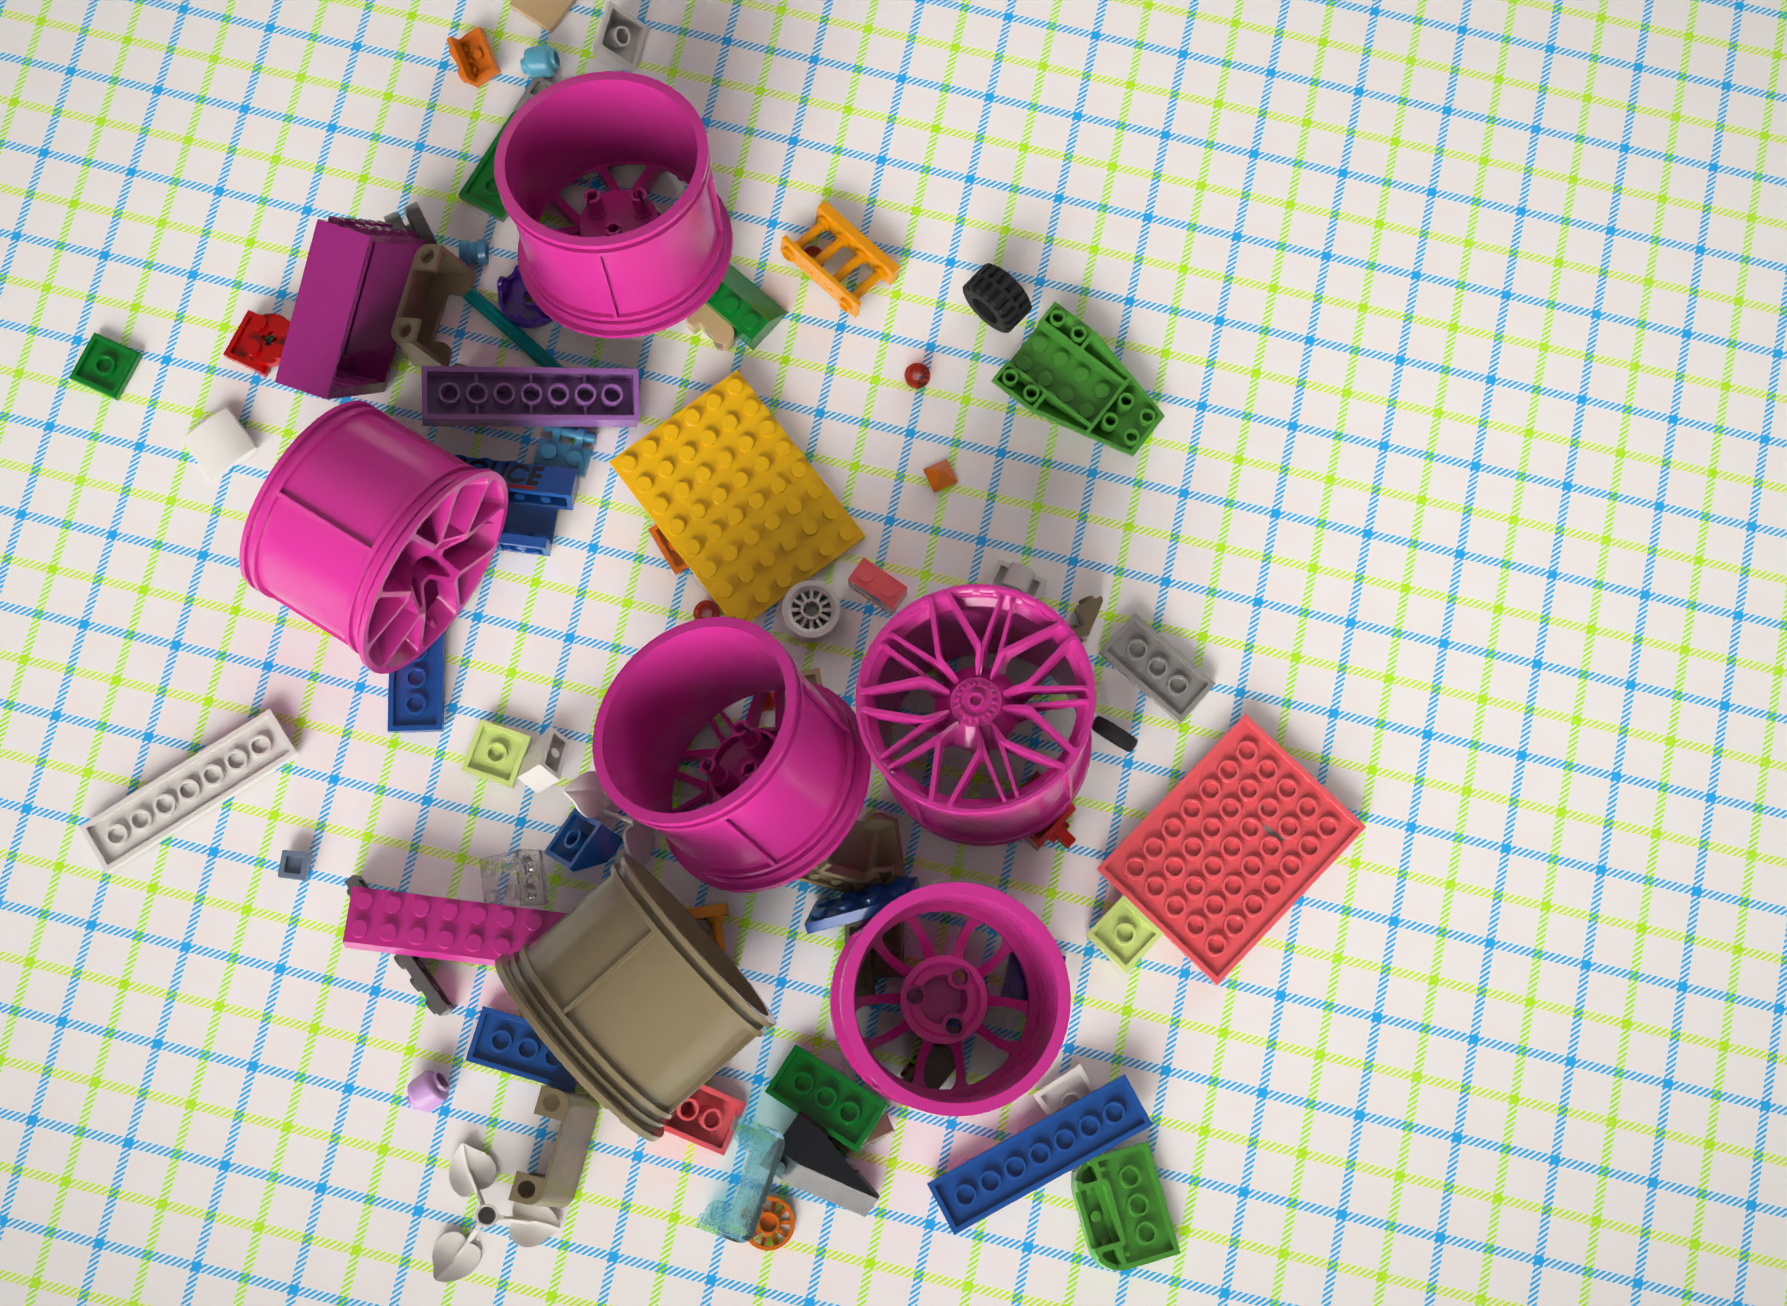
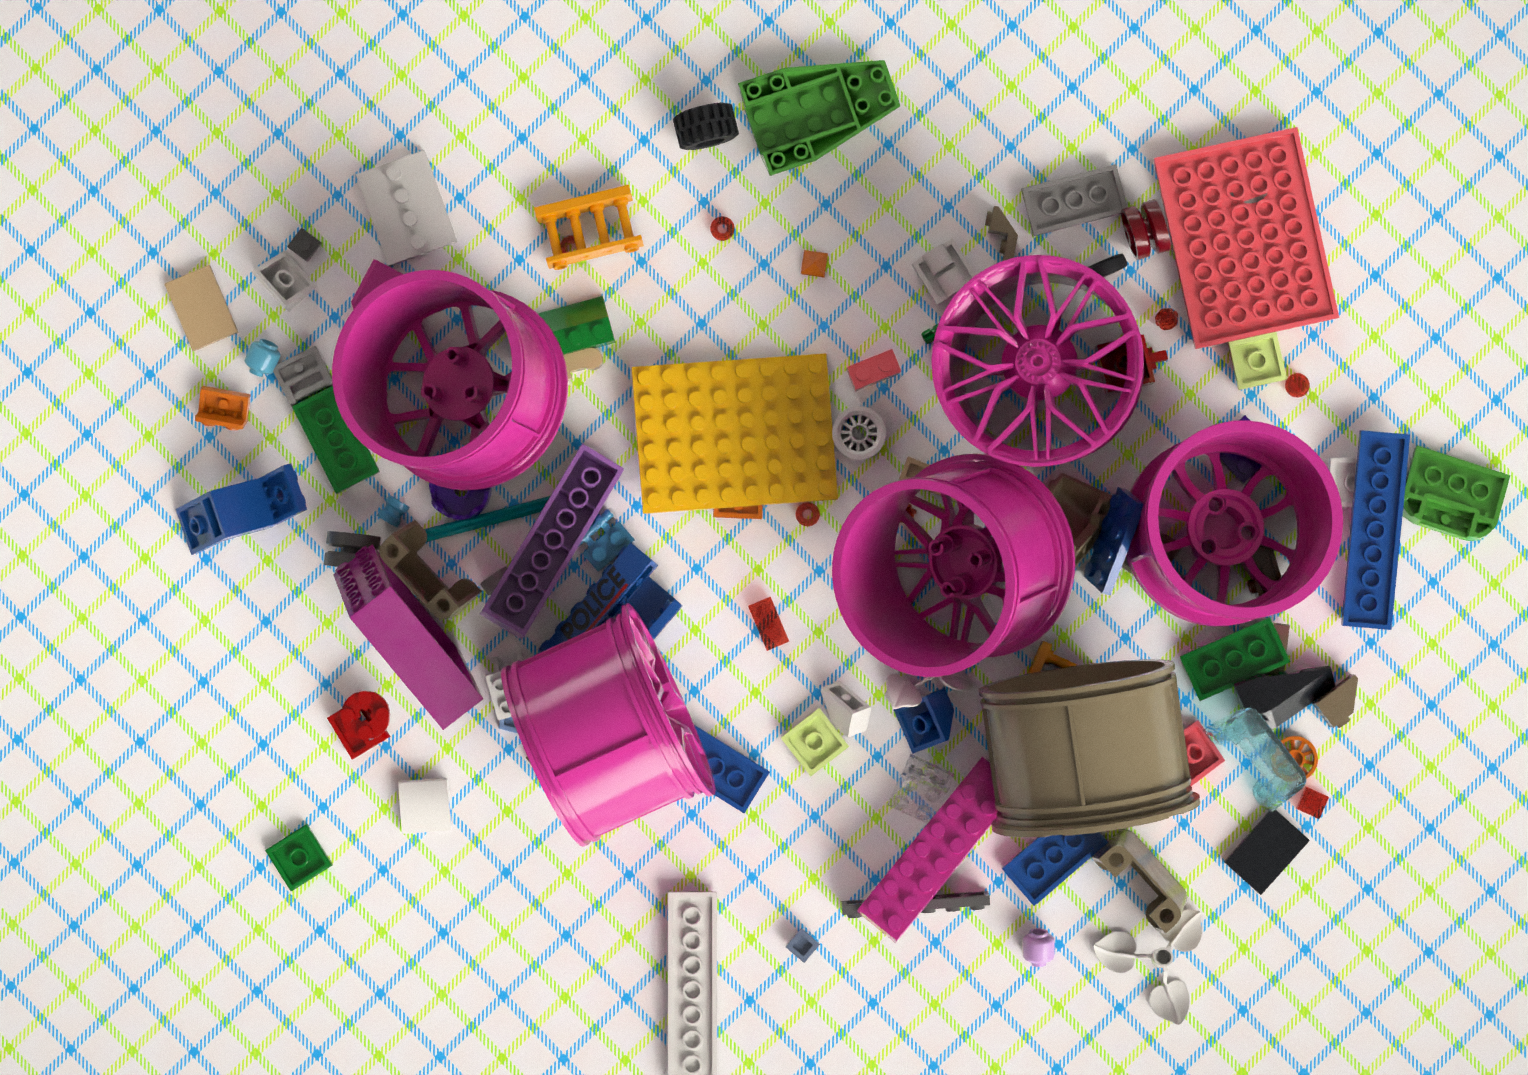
camera: 50 degrees left, 10 degrees up
(391, 120) = (241, 509): none -> blue bracket
(581, 642) = (768, 623): none -> clear red plate
(660, 1255) = (1266, 851): none -> black tile
(664, 39) = (304, 244): none -> dark grey plate
(736, 1269) = (1312, 802): none -> clear red plate
(754, 102) = (406, 208): none -> white plate
(849, 1229) = (1338, 702): none -> dark tan slope
(1105, 823) = (1166, 318): none -> clear red plate
(1127, 988) = (1297, 385): none -> clear red plate
(1172, 745) = (1145, 229): none -> dark red wheel

